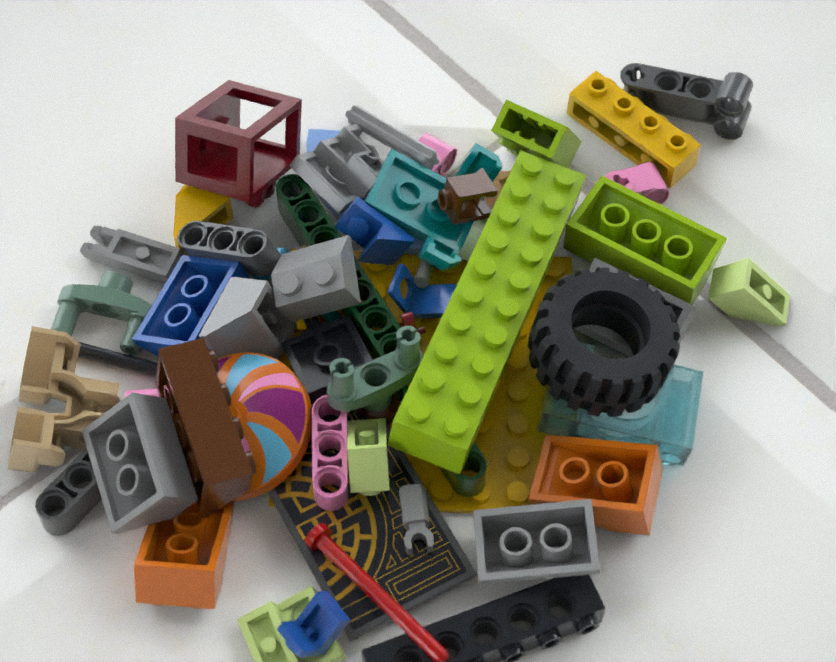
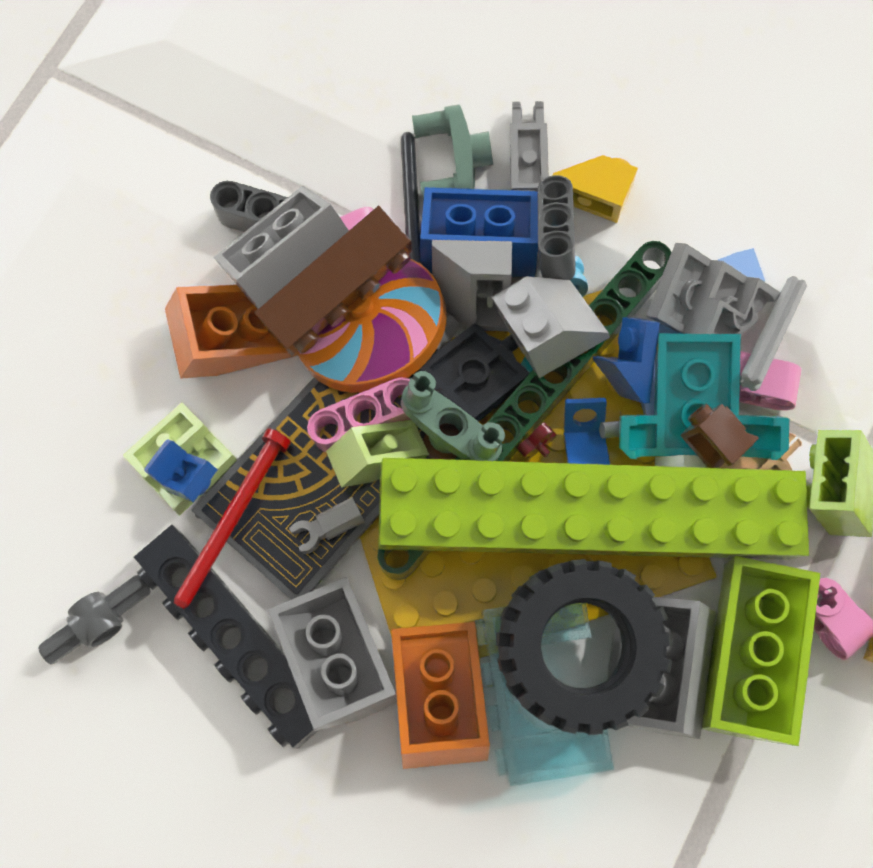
camera: 75 degrees right, 15 degrees up
(51, 373) = (337, 181): tan piece -> none
(231, 160) = (669, 176): dark red piece -> none
(748, 293) = (748, 794): yellowish green slope -> none

